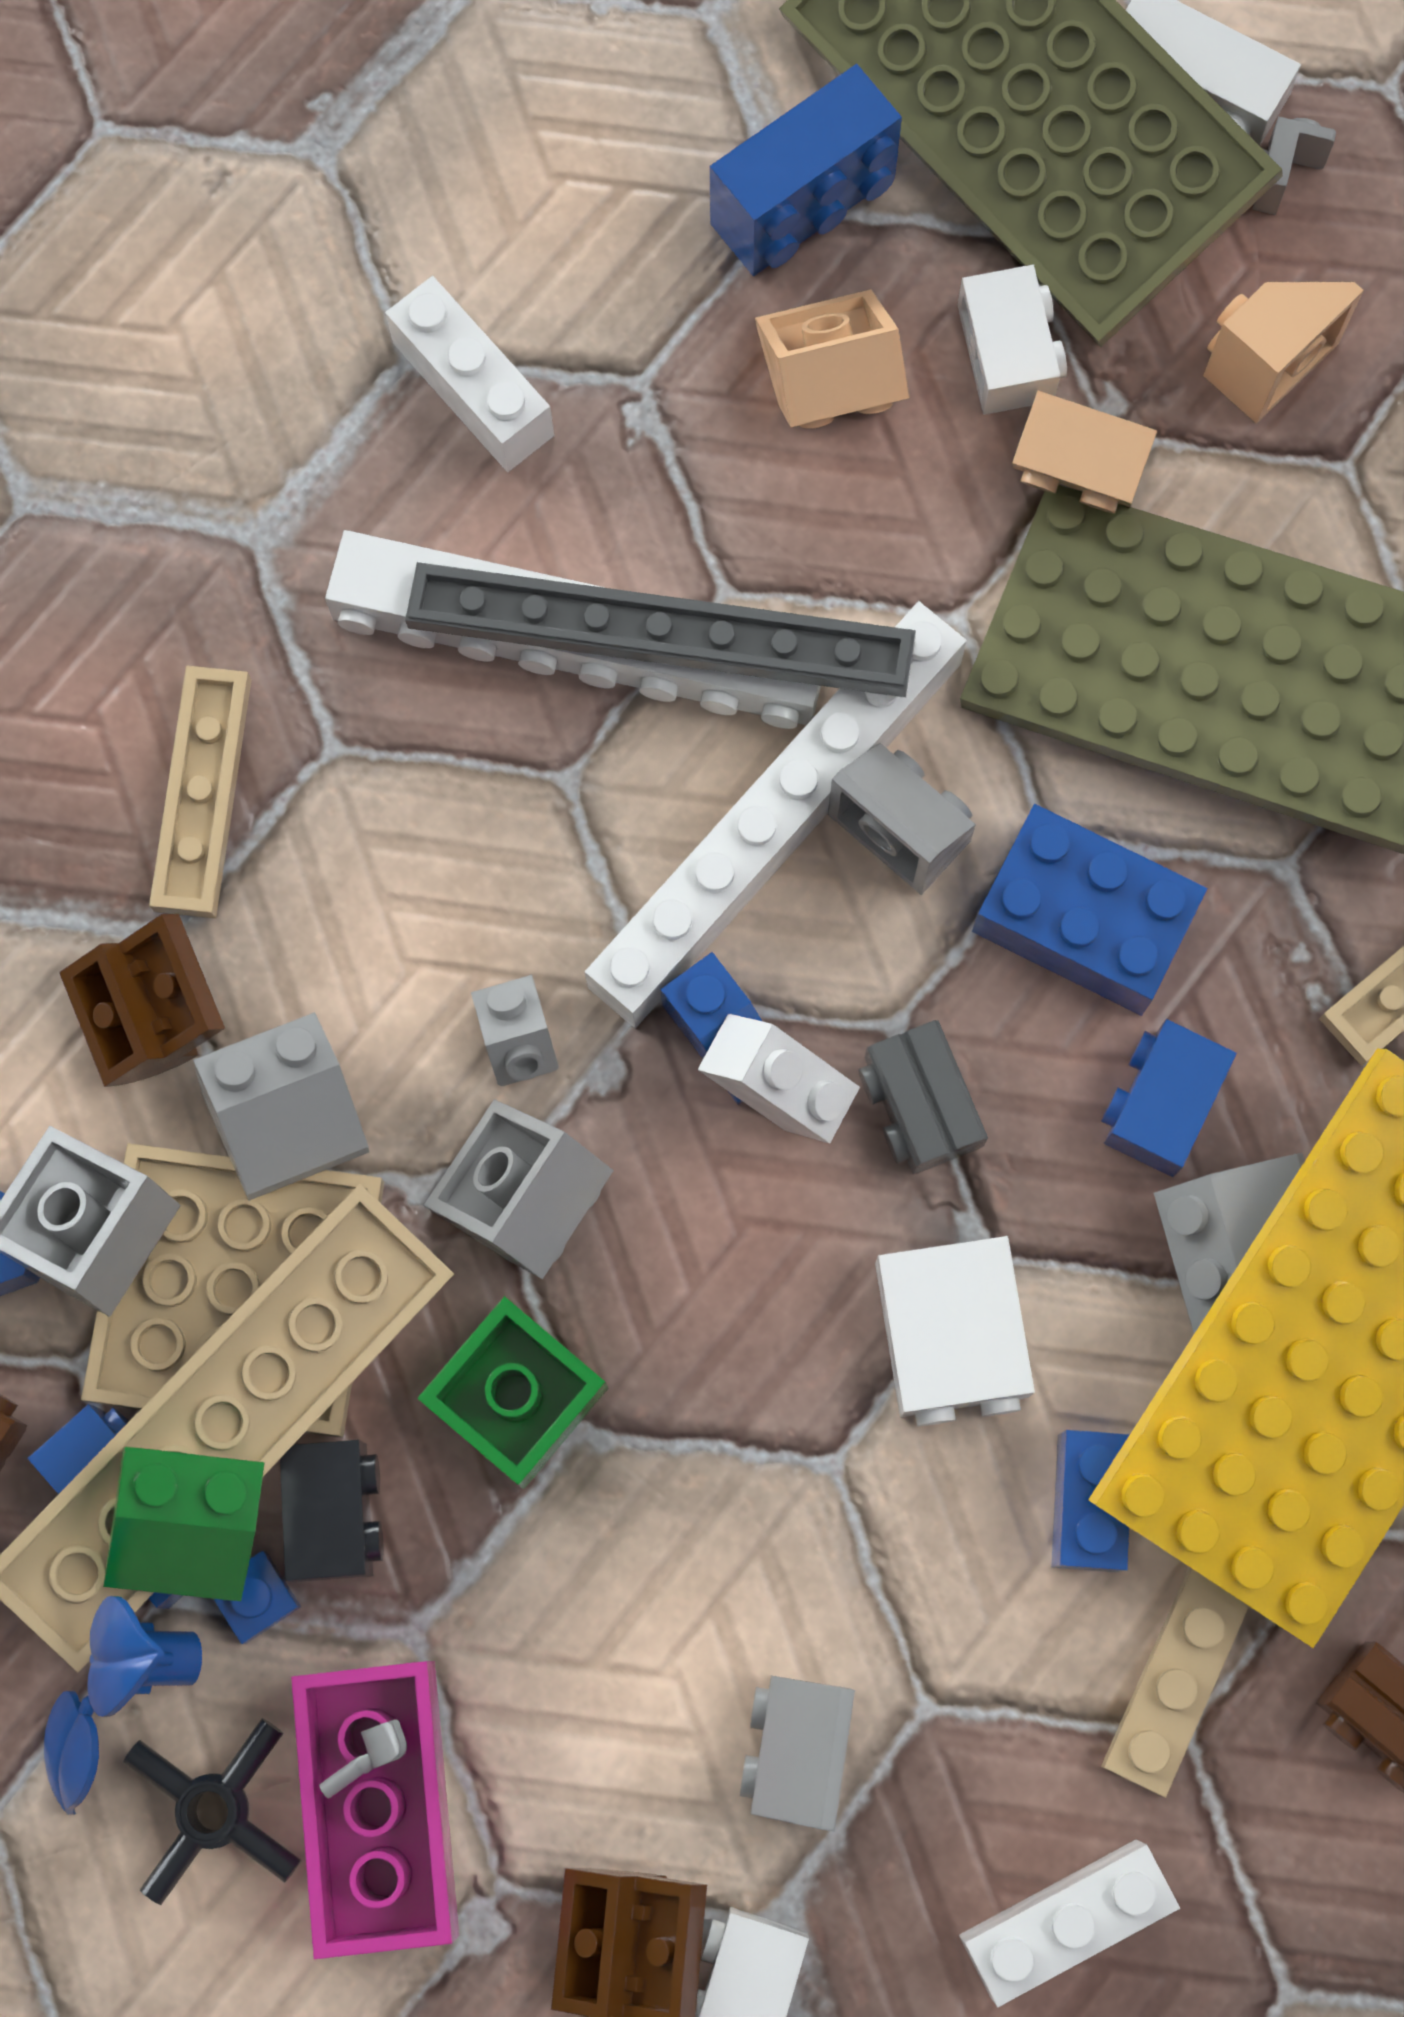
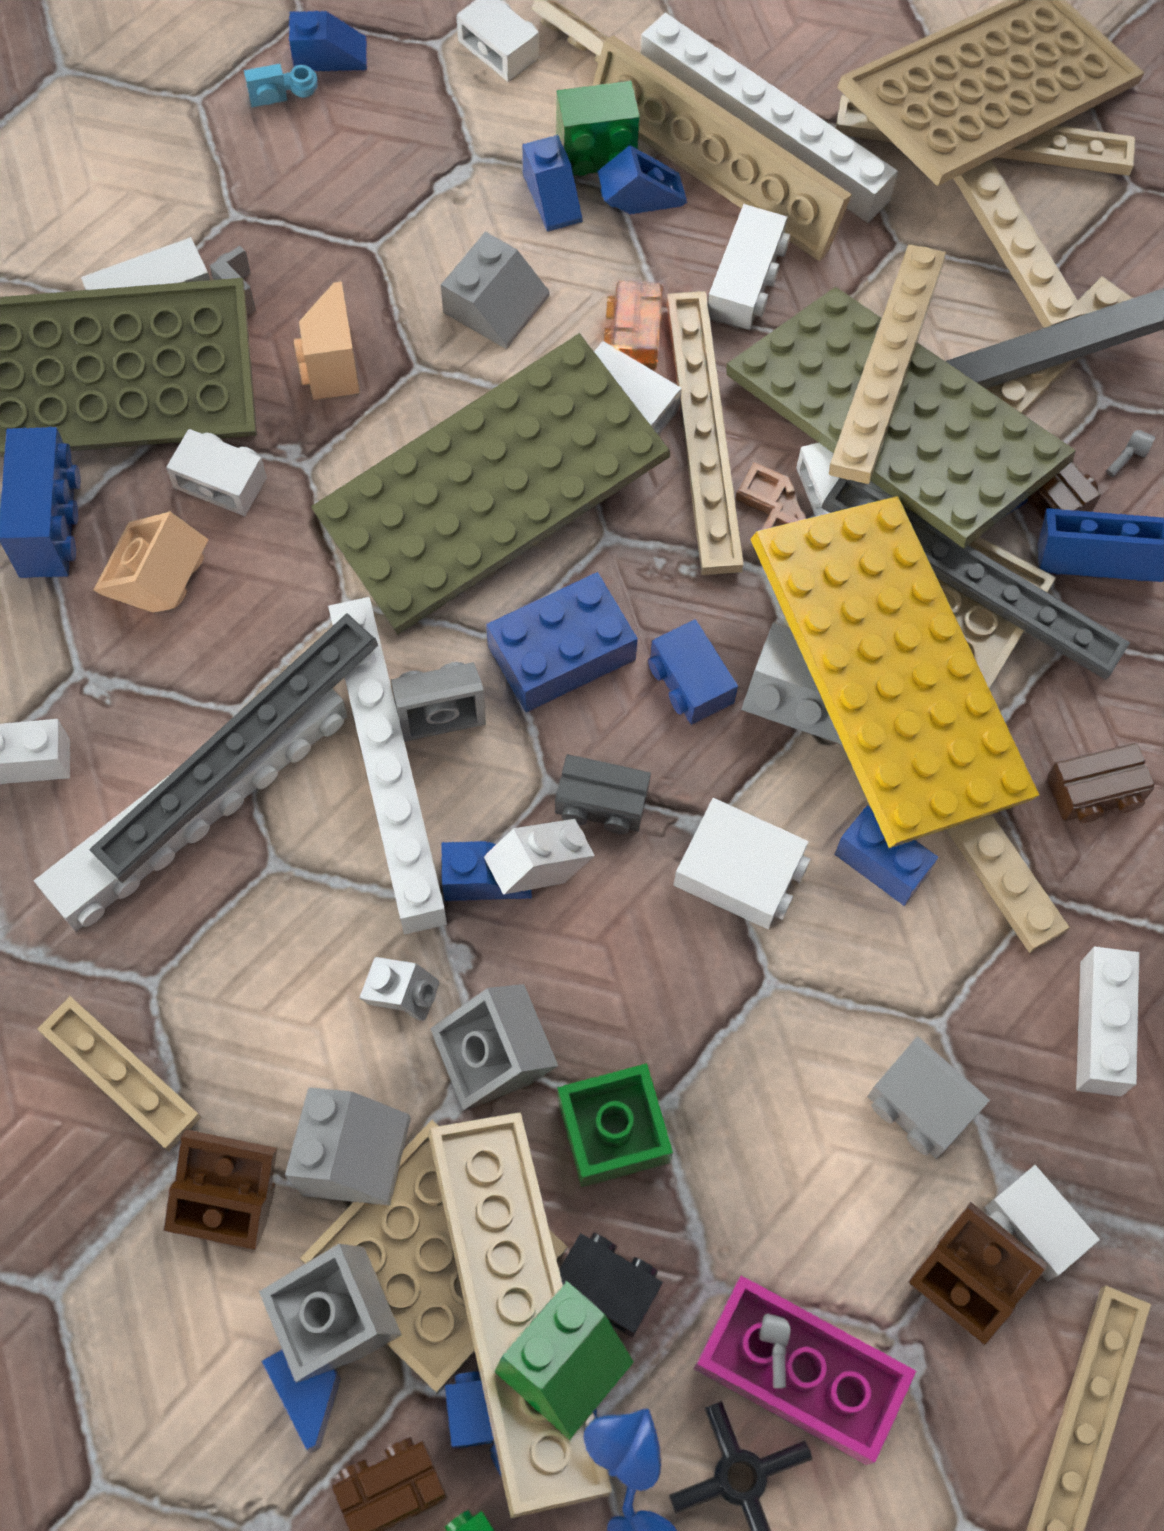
camera: 60 degrees left, 10 degrees down
(263, 1602) = (638, 1377): blue plate -> none
(1082, 451) = (311, 472): light nougat slope -> none

